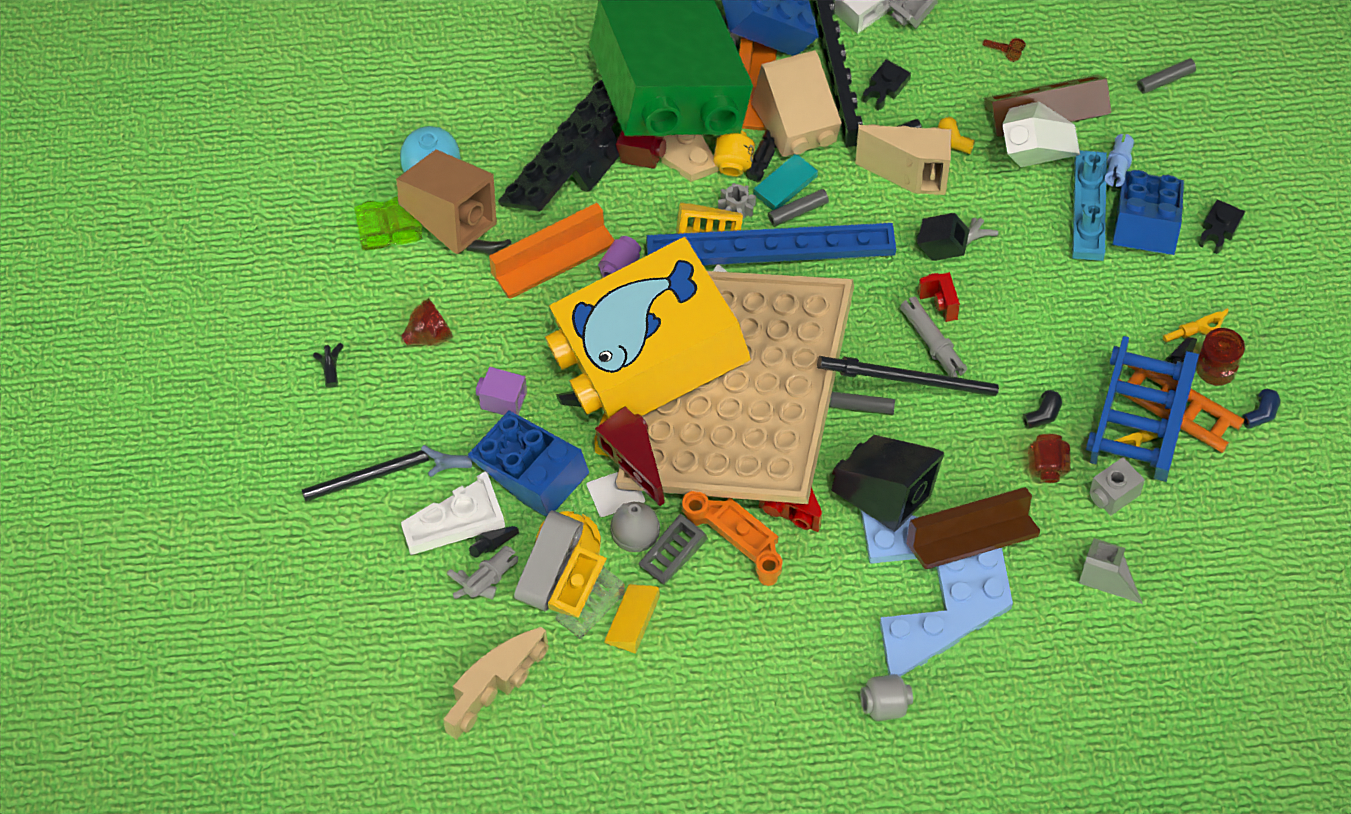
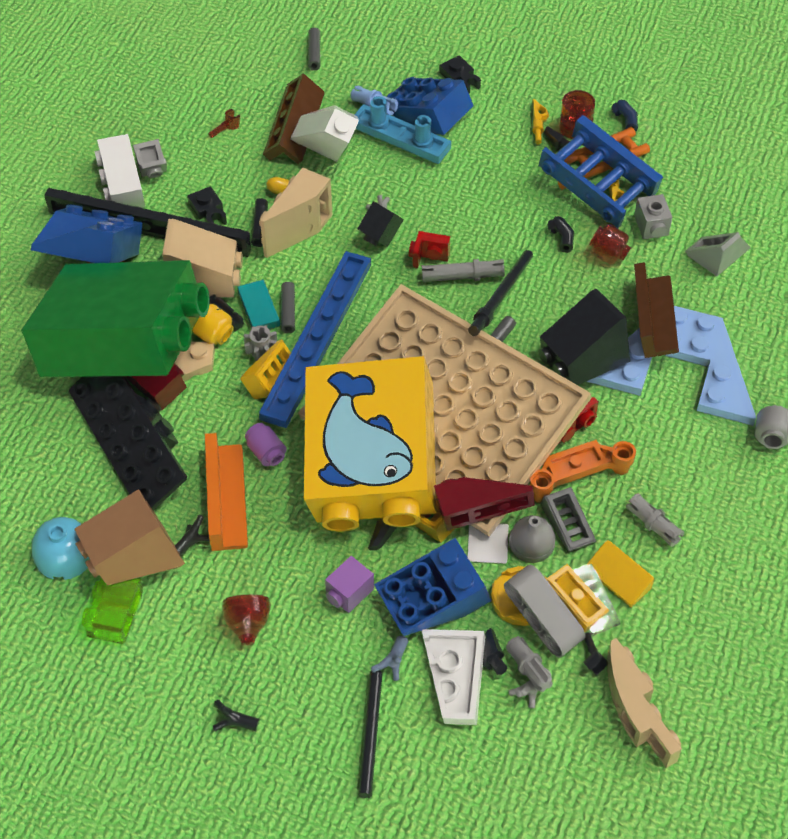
camera: 65 degrees left, 5 degrees down
(525, 626) = (595, 661): none -> black hand
(712, 625) = (655, 520): none -> light grey pin

